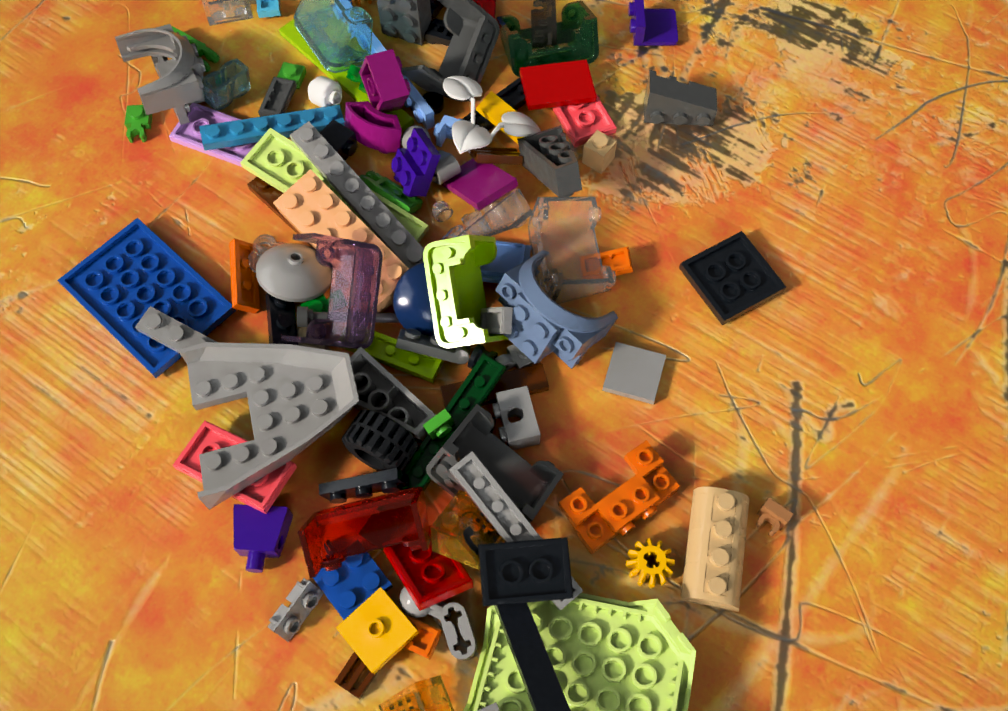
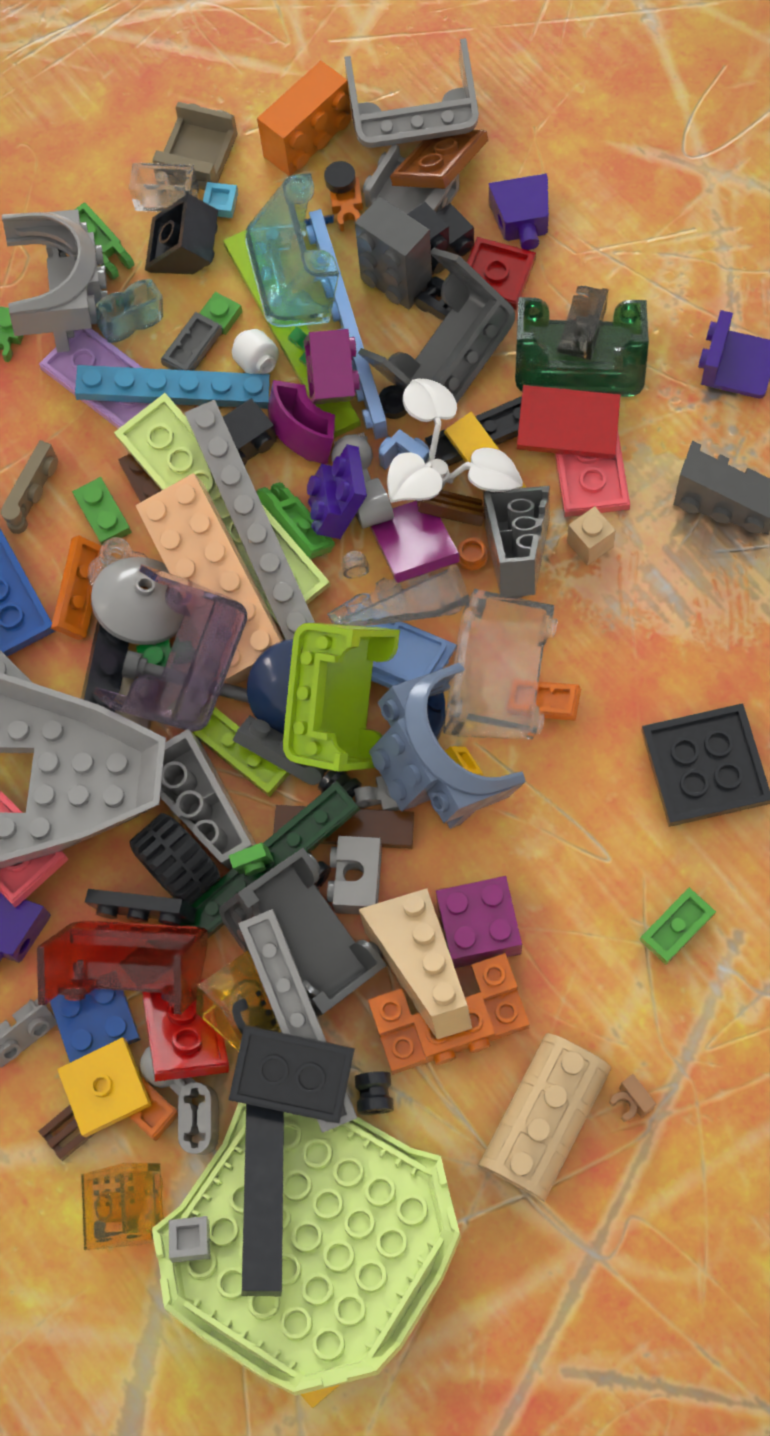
camera: 25 degrees right, 5 degrees up
(186, 217) = (29, 487): none -> dark tan plate
(244, 221) = (101, 511): none -> bright green plate
(249, 32) = (182, 237): none -> black slope
(497, 319) = (367, 742): light grey tile -> none
(524, 181) = (472, 553): none -> orange plate
(585, 570) = (374, 1093): none -> black wheel
(588, 462) = (420, 959): none -> tan wedge
(617, 425) = (479, 921): none -> magenta brick
(634, 373) = (529, 857): light grey tile -> none
(660, 566) = (470, 1108): yellow gear -> none
(755, 389) = (677, 925): none -> bright green plate

